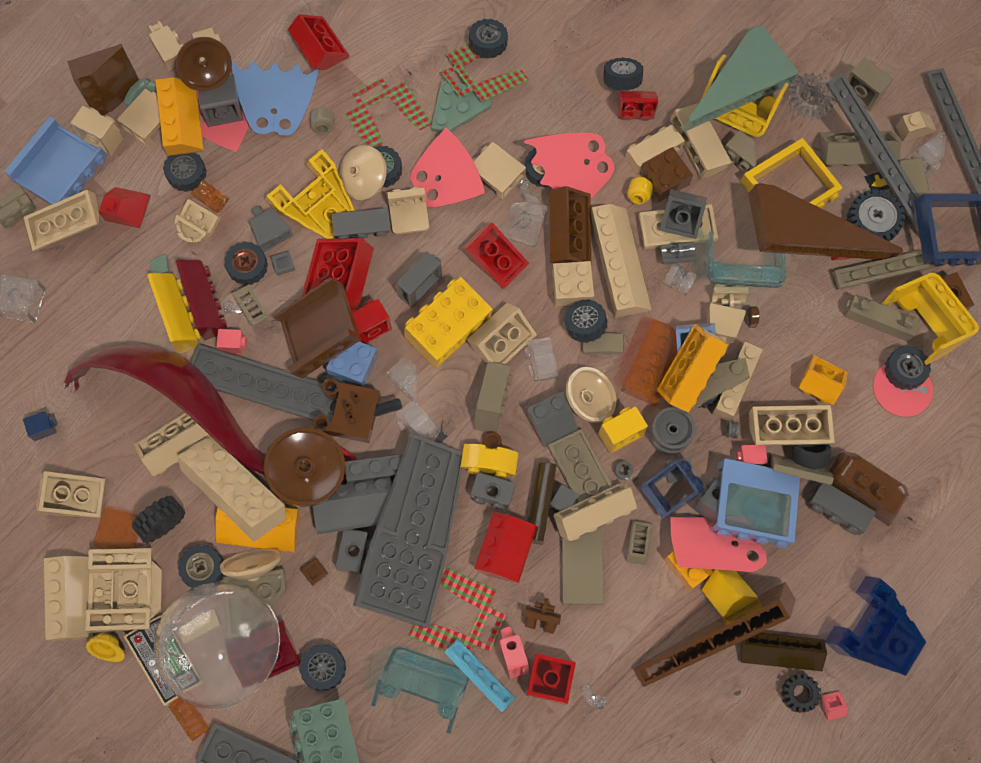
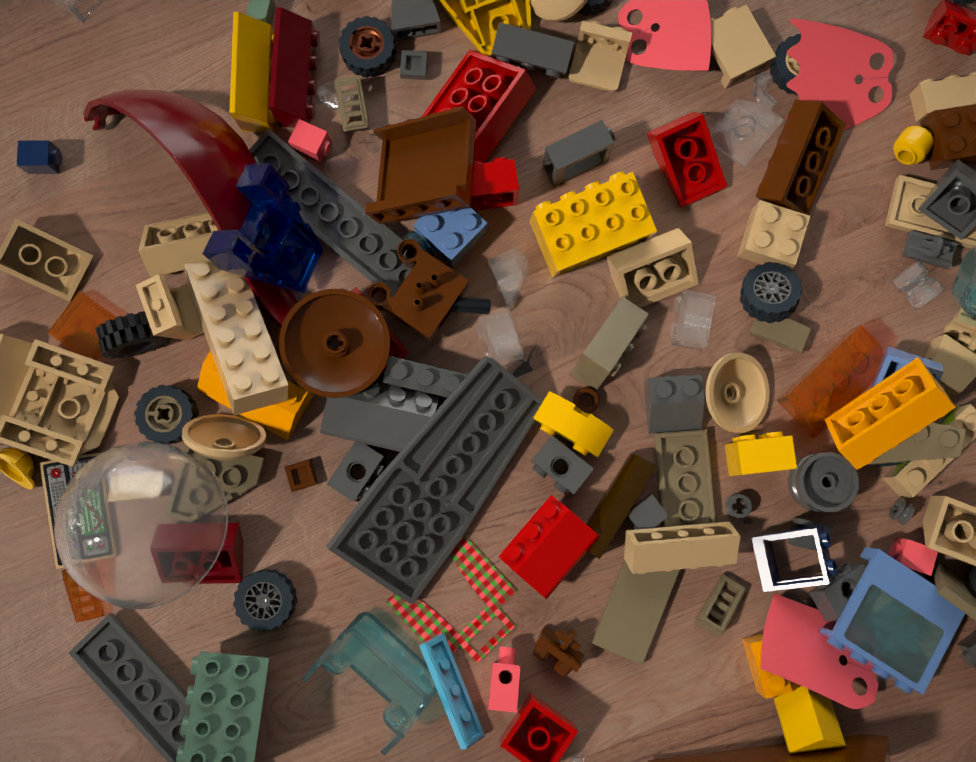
camera: 25 degrees right, 10 degrees up
(179, 490) = (169, 309): none -> tan panel
(232, 416) = (273, 240): none -> clear blue wedge
(619, 260) = (846, 228): tan slope -> none

